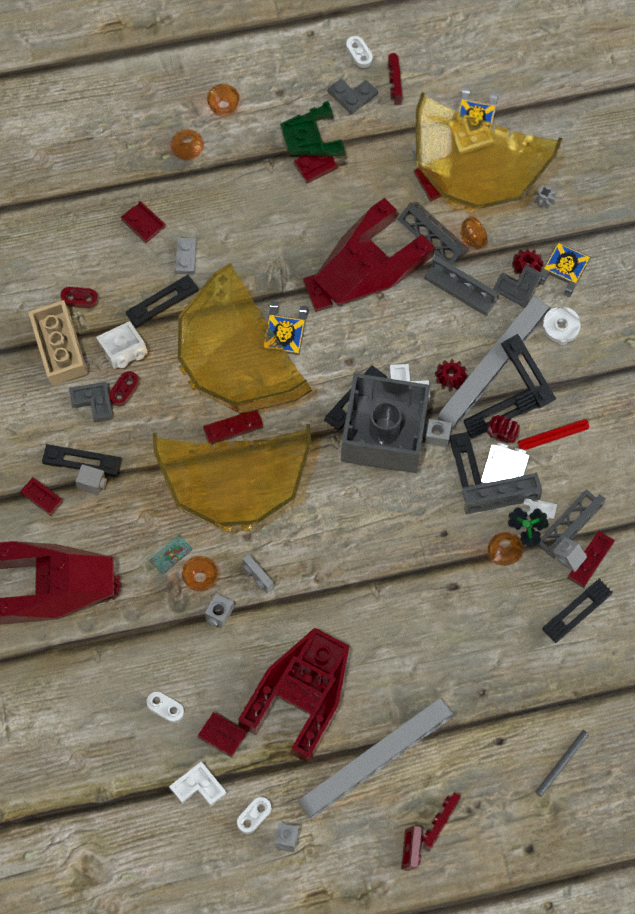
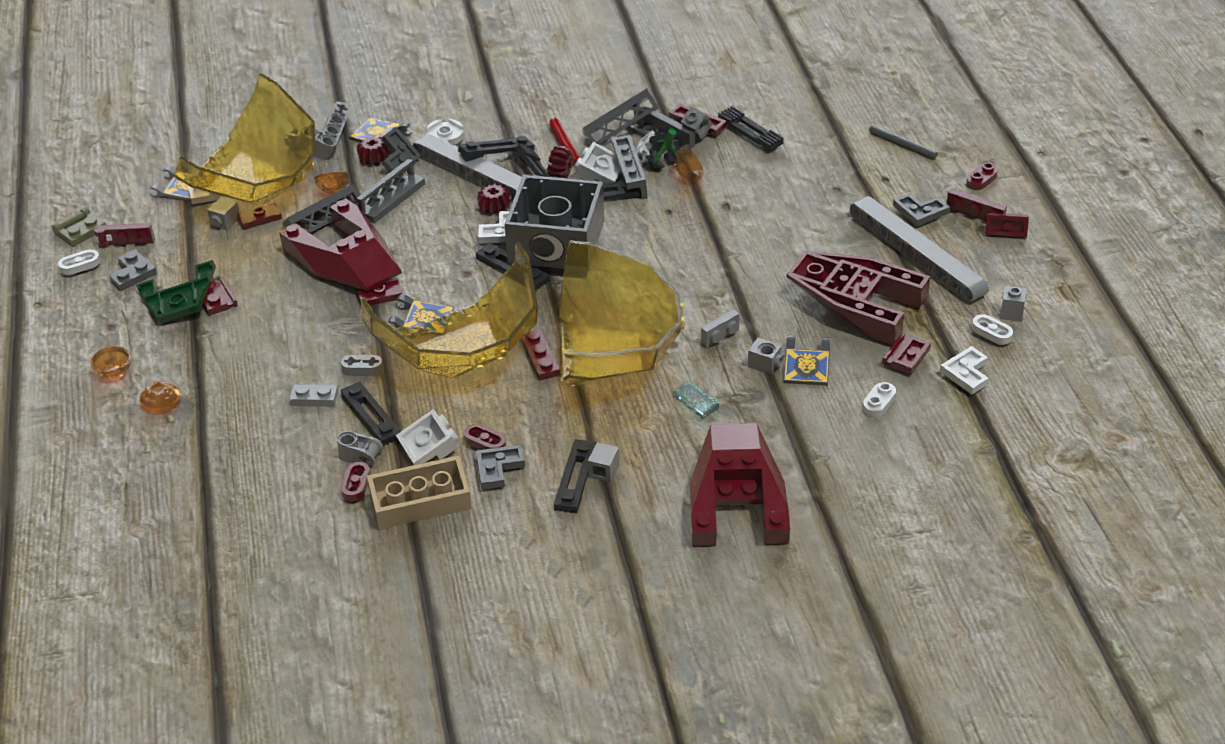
camera: 85 degrees left, 25 degrees down
(41, 496) = (623, 505): dark red plate -> none
(113, 298) = (356, 447): none -> light grey piece
(143, 222) = (259, 432): dark red plate -> none
(199, 565) = (725, 365): clear orange piece -> none
(213, 648) = (807, 365): none -> flag
(408, 46) = (79, 232): none -> olive plate
(435, 767) = (920, 212): none -> dark grey plate
(499, 838) = (982, 176): none -> dark red plate
(557, 220) = (328, 137): none -> light grey beam
(578, 472) = (618, 111): none -> dark grey fence

